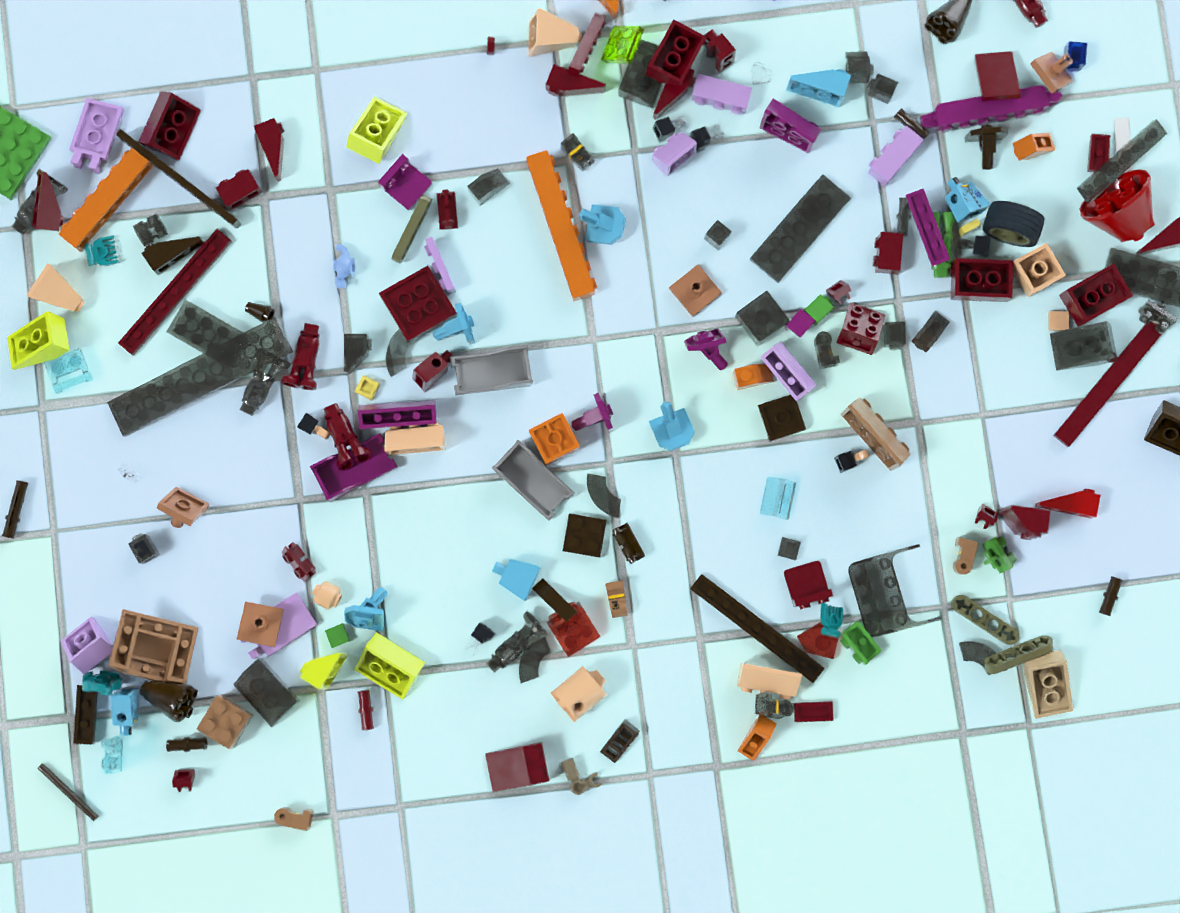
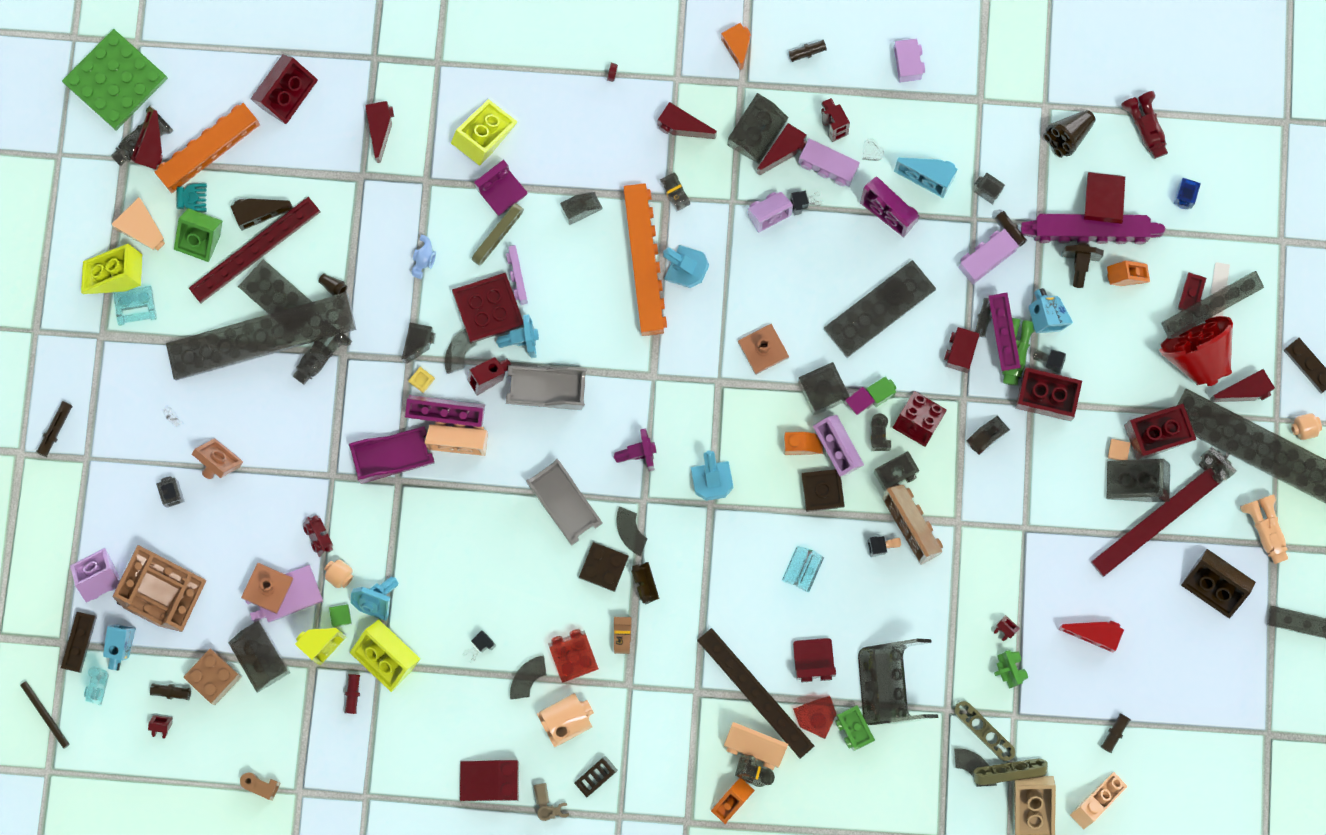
camera: 15 degrees right, 5 degrees down
(95, 133) = (211, 82): lavender tile -> none
(104, 682) = (104, 614): teal plate -> none
(115, 288) = (197, 234): none -> bright green slope
(144, 233) = (237, 187): clear smoke wheel -> none
(170, 698) = (164, 643): dark brown cone -> none
(178, 179) = (281, 141): dark brown tile -> none
(238, 189) = (337, 163): dark red brick -> none
(305, 357) = (367, 338): dark red piece -> none
(309, 424) = (356, 404): black piece -> none
(343, 436) = (388, 421): dark red piece -> none
(447, 210) = (536, 223): dark red hinge -> none
(517, 577) = (529, 593): medium azure torso -> none
(517, 643) = (516, 658): clear smoke piece -> none
(550, 34) = (673, 72): light nougat slope -> none
(554, 439) = (593, 465): orange piece -> none
(554, 600) = (560, 623): dark brown sticker -> none
(586, 45) = (705, 91): piece -> none
(622, 44) = (741, 96): clear neon green plate -> none
(665, 128) = (766, 185): black piece -> none
(675, 54) = (789, 115): dark red slope -> none
(708, 343) = (764, 402): magenta piece -> none
(717, 235) = (796, 299): clear smoke brick -> none
(788, 548) = (803, 620): clear smoke tile -> none
(813, 711) = (794, 787): dark red tile -> none
(831, 619) = (830, 699): teal piece -> none
(839, 290) = (905, 376): tile -> none
(856, 376) = (901, 463): none -> clear smoke brick
(858, 66) = (969, 162): clear smoke brick -> none
(894, 335) = (951, 431): clear smoke brick -> none
(965, 557) = (980, 659): medium nougat leg -> none
(969, 227) = (1047, 341): light yellow tile -> none
(1013, 223) = (1090, 345): black wheel -> none
(1026, 521) = (1042, 639): dark red slope -> none
(1037, 270) = (1106, 395): light nougat brick -> none
(1053, 71) = (1161, 204): nougat tile -> none
(1107, 665) = (1098, 801): none -> light nougat slope

